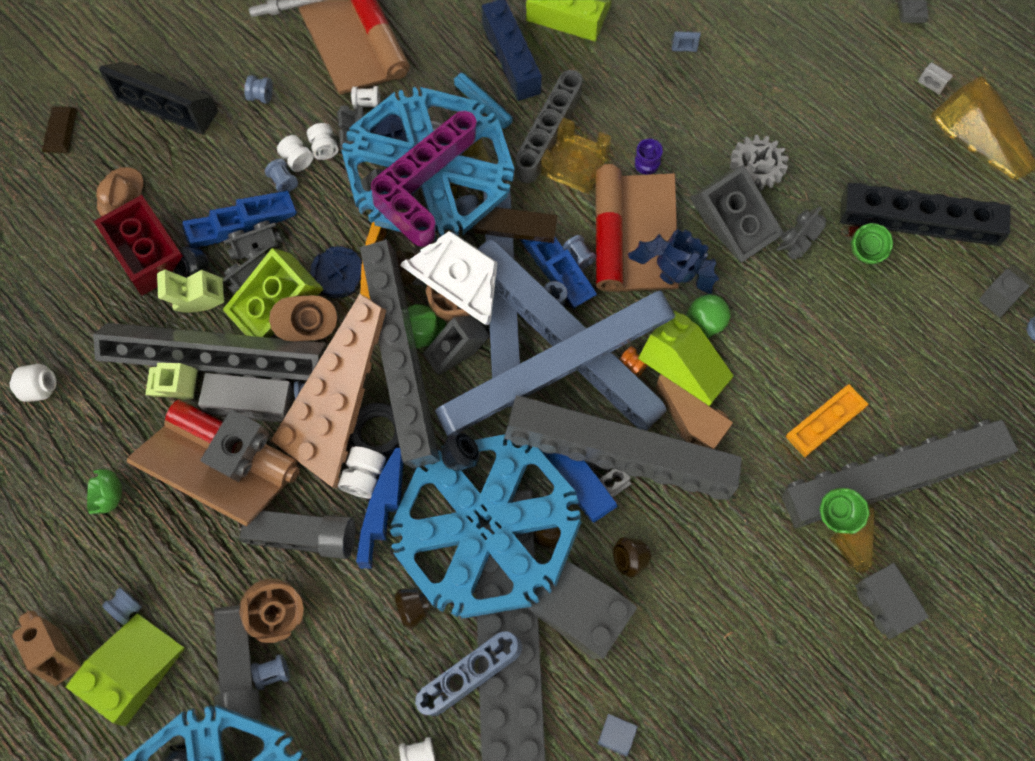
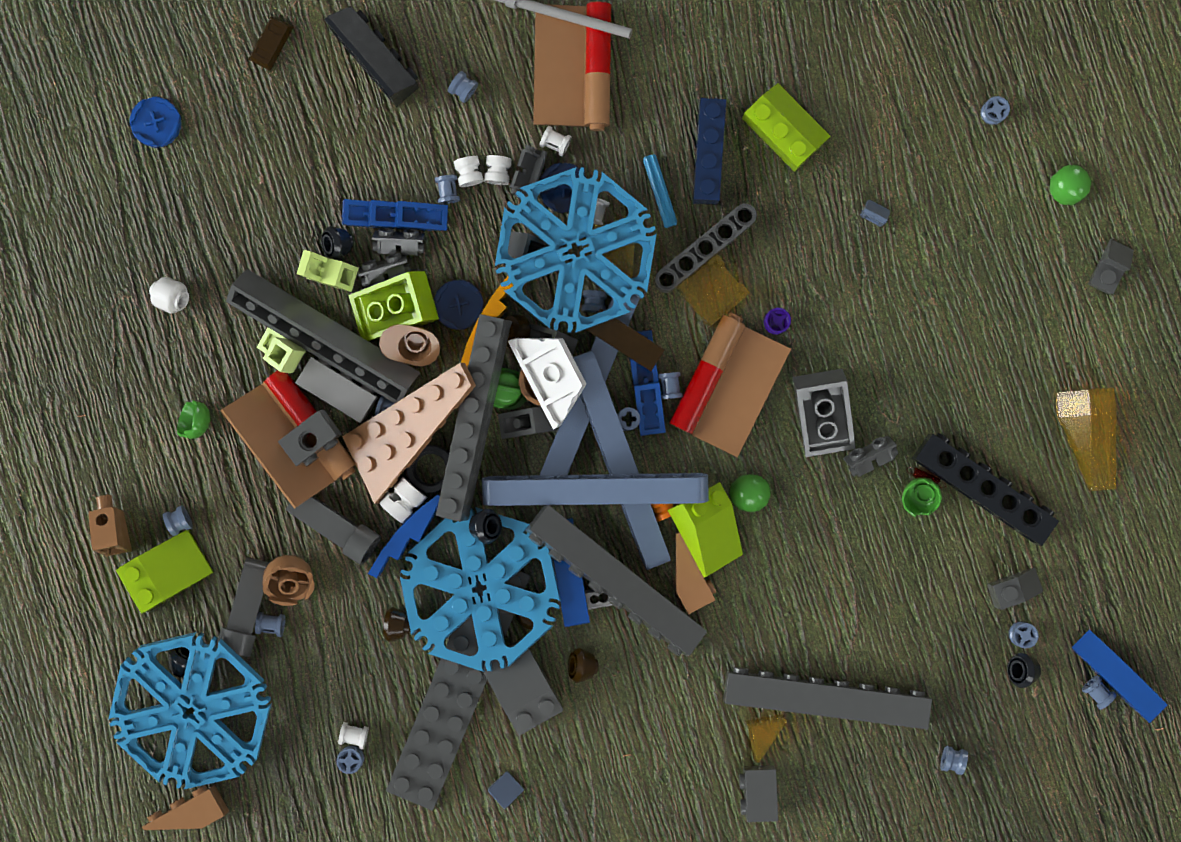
camera: 25 degrees right, 20 degrees up
(118, 189) = (301, 137): medium nougat piece -> none
(139, 243) = (299, 206): dark red slope -> none
(419, 172) = (608, 248): magenta beam -> none
(471, 678) = (416, 699): sand blue beam -> none
(679, 259) = (746, 440): dark blue helmet -> none
(762, 160) = (865, 361): light grey gear -> none
(826, 420) = (797, 627): light orange tile -> none
(844, 510) = (758, 715): bright green hair -> none
(935, 78) = (1079, 361): light grey piece -> none

